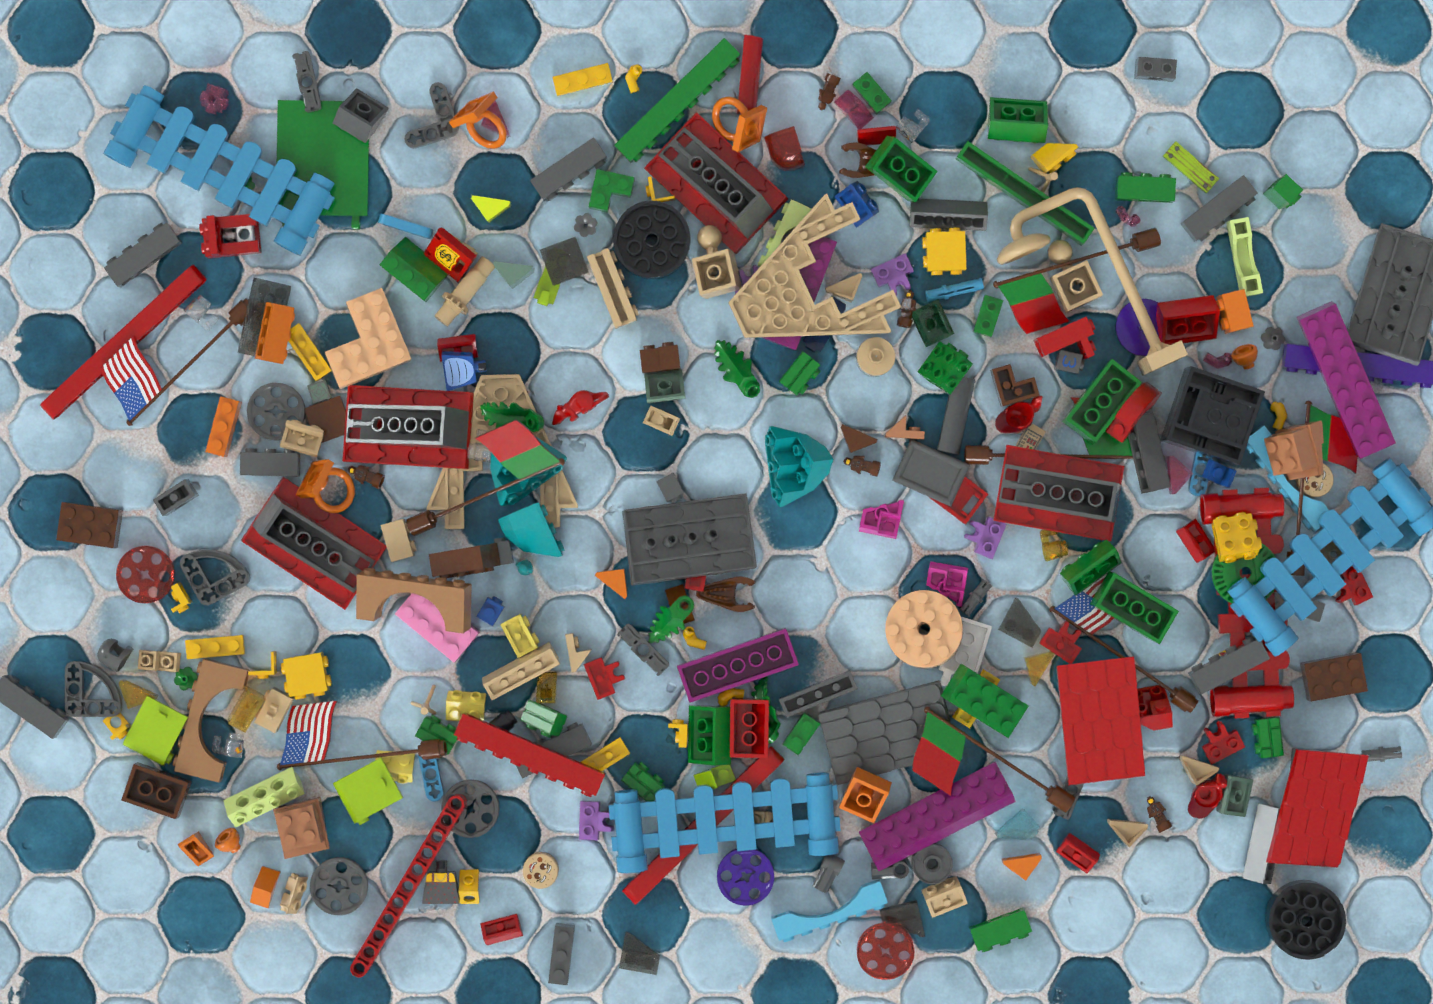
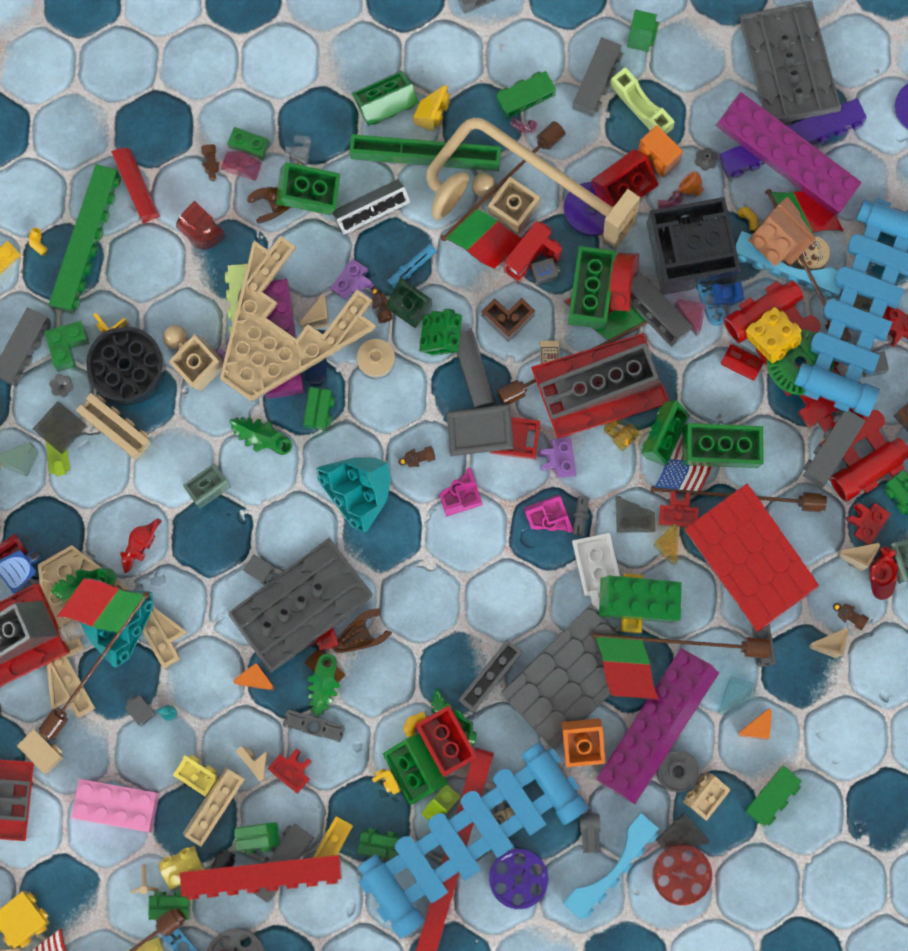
camera: 25 degrees left, 10 degrees down
(449, 597) = (110, 773): medium nougat arch -> none
(465, 561) = (108, 733): reddish brown brick -> none
(491, 610) = (158, 767): blue bracket -> none
(532, 531) = (154, 675): teal brick -> none
(547, 688) = (245, 808): clear yellow slope -> none
(592, 820) = (352, 906): medium lavender plate -> none
(660, 359) = (189, 463): reddish brown brick -> none
(661, 420) = (219, 515): tan slope -> none
(691, 638) = (351, 692): yellow arm -> none
(716, 182) = (156, 289): piece -> none
(737, 665) = (404, 691): magenta brick -> none
(748, 127) = (156, 223): orange tile -> none
(801, 733) = (495, 721): green brick -> none
(855, 439) = (399, 437): reddish brown slope -> none
(863, 204) = (295, 237): blue bracket -> none
(876, 135) = (269, 176): red slope -> none
(889, 872) = (644, 800): dark grey piece -> none
(899, 431) = (432, 410): nougat slope -> none
(921, 609) = (545, 548): light nougat brick -> none
(944, 251) = (385, 237): yellow brick -> none
(987, 316) = (453, 272): green piece -> none
(1018, 416) = (528, 339): red hair -> none
(1048, 177) = (438, 127): tan plant -> none
(1078, 853) = (801, 689): red slope -> none
(1154, 708) = (793, 523): red slope -> none
(1190, 167) = (553, 58): lime tile -> none

